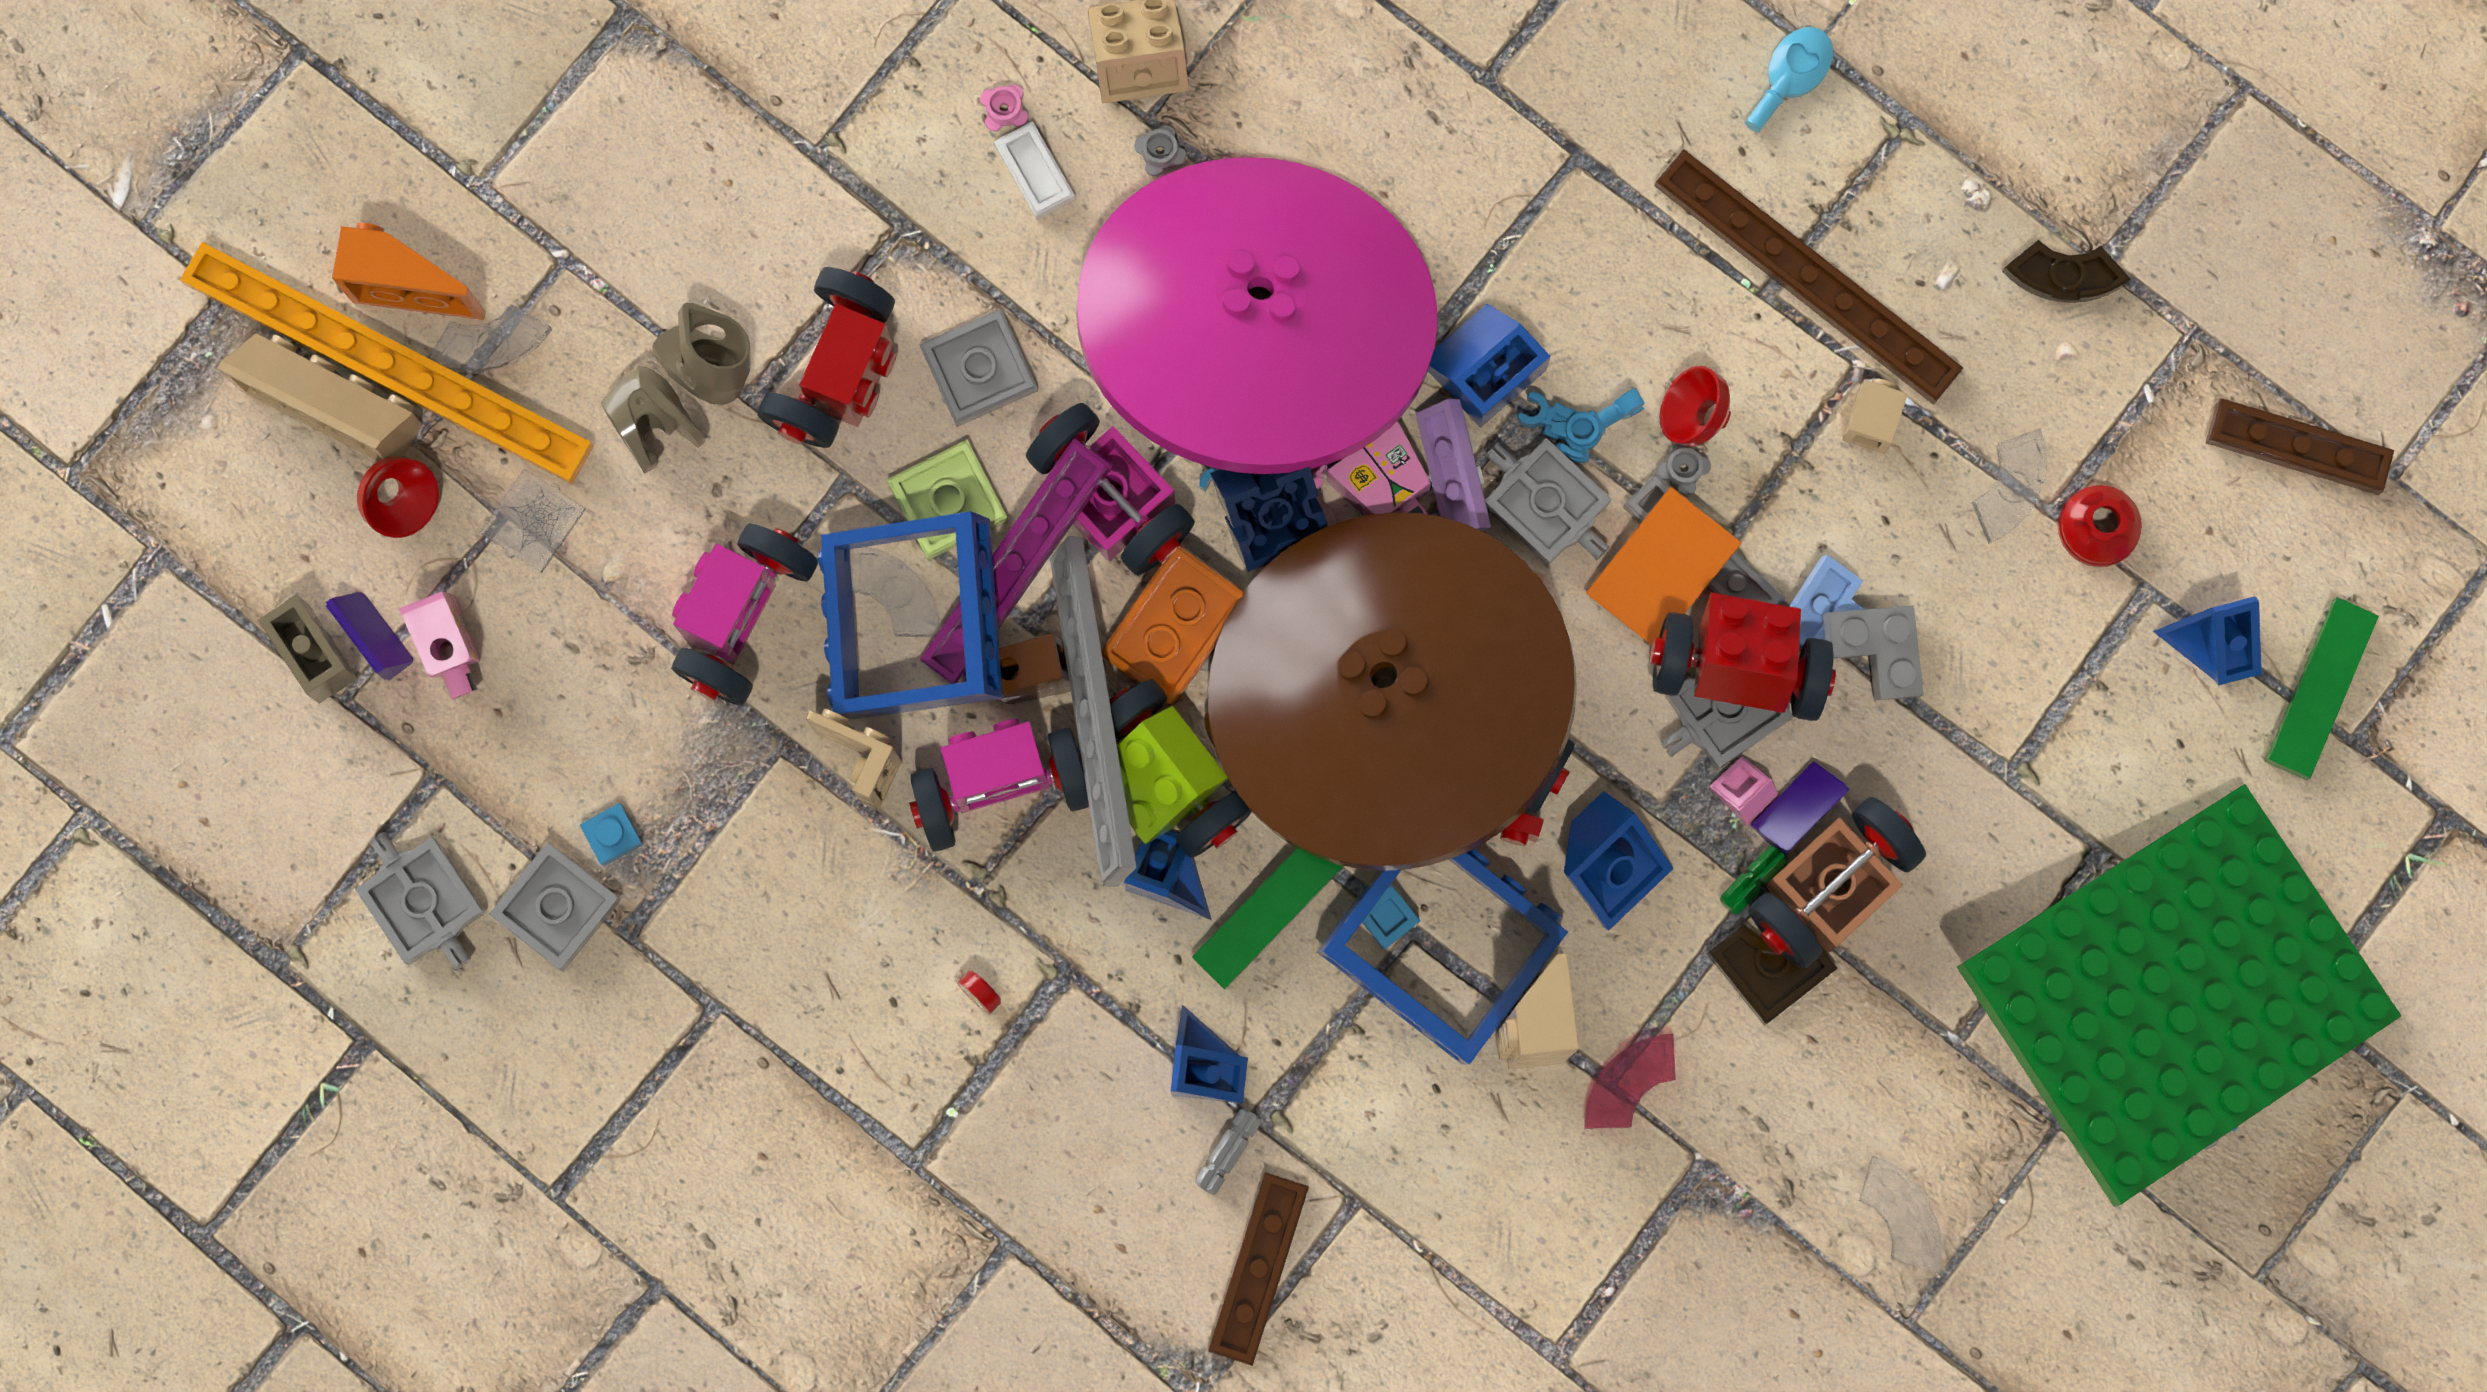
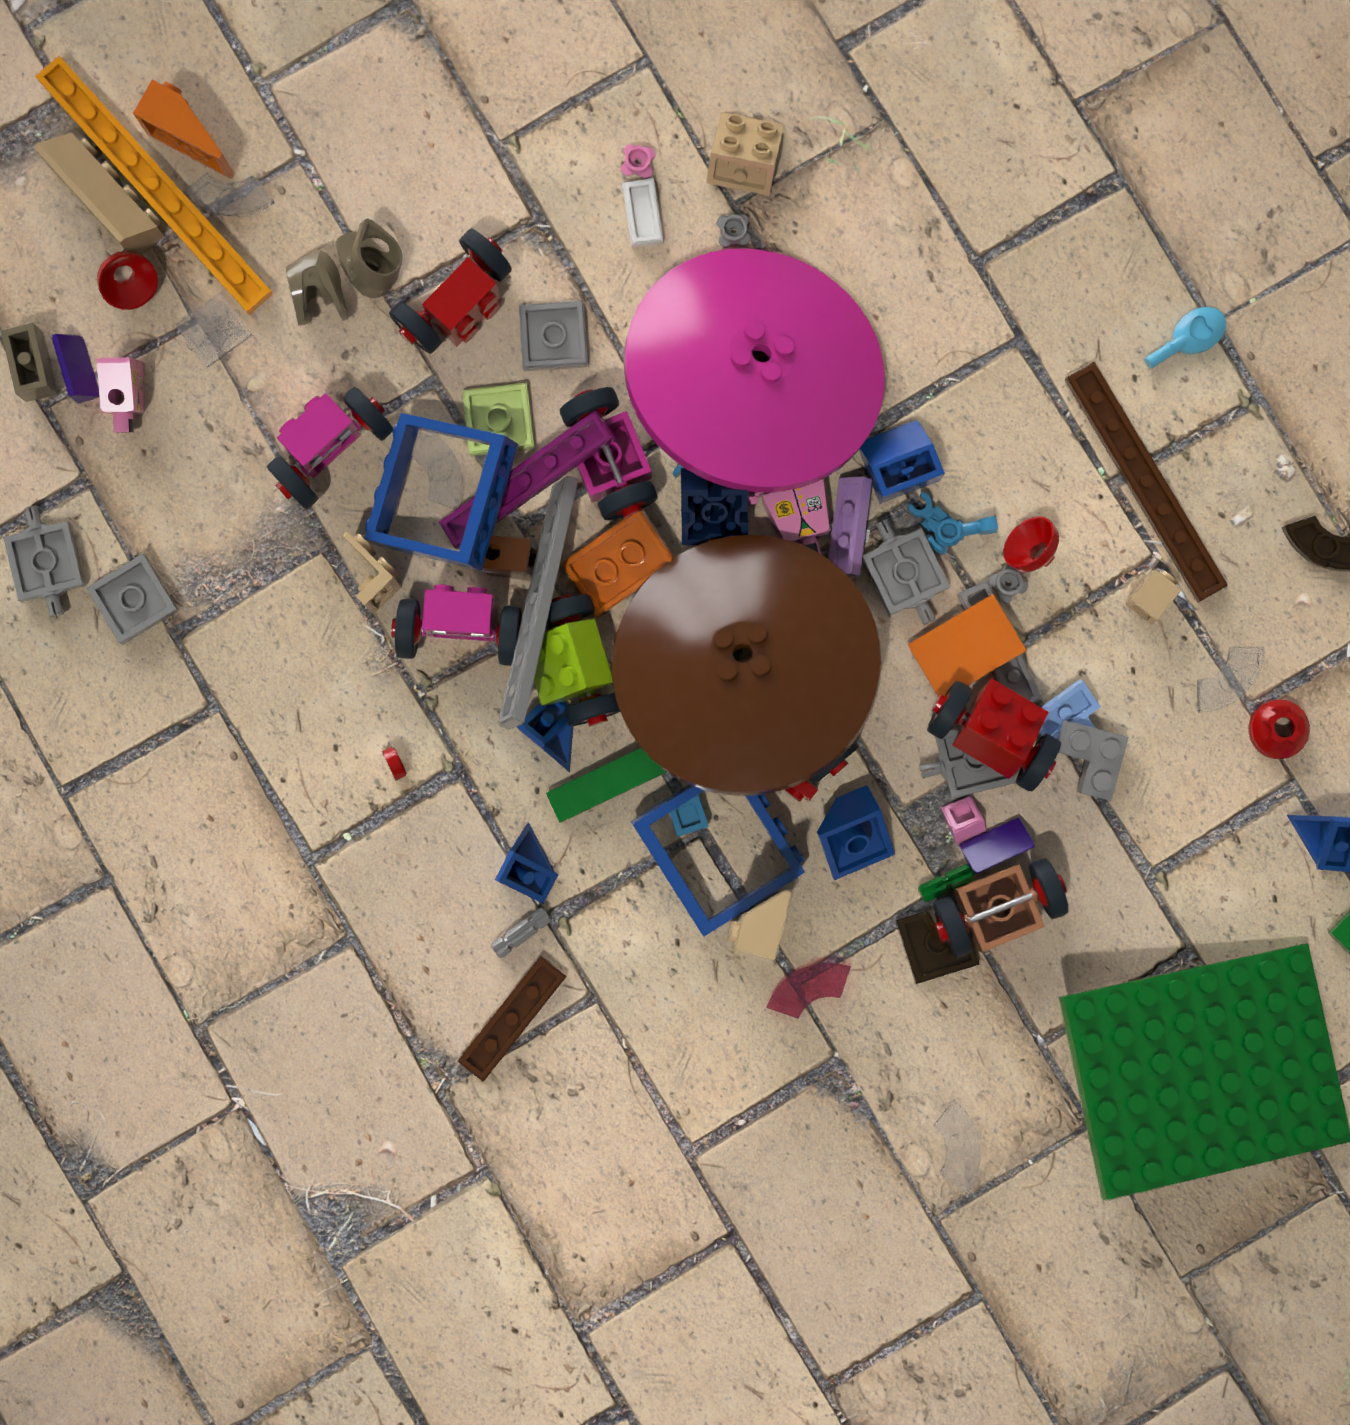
camera: 20 degrees right, 5 degrees up
(611, 834) = (188, 564): dark azure plate -> none

